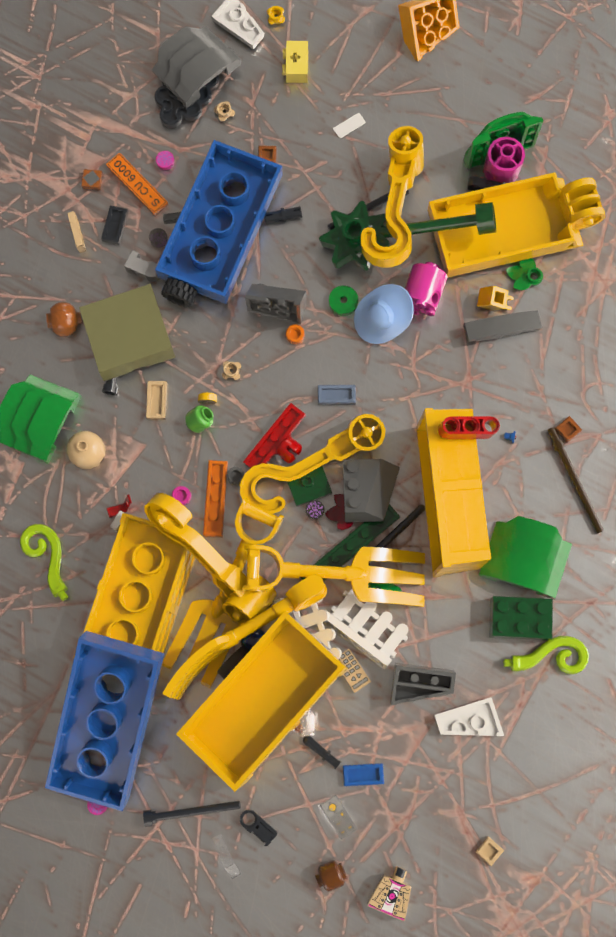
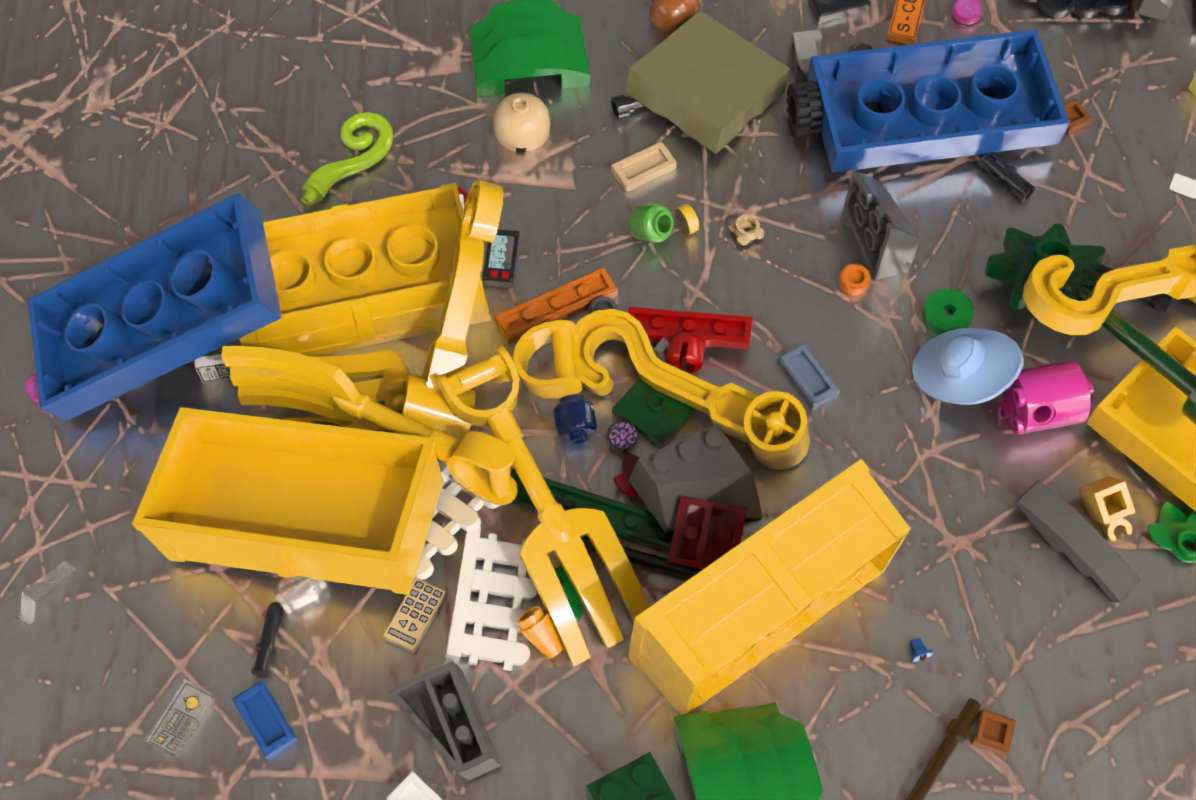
camera: 55 degrees right, 15 degrees down
(151, 817) = (54, 460): black piece -> none
(181, 494) = (532, 263): dark pink tile -> none
(221, 107) = (1087, 37): tan plate -> none
(260, 827) = (110, 613): black piece -> none
(293, 528) = (575, 418): none -> clear blue head
(331, 875) = (81, 752): reddish brown head -> none
(398, 500) = (705, 531): none -> dark red slope
(398, 613) = (540, 631): none -> light orange cone
(476, 422) = (876, 550): red beam -> none

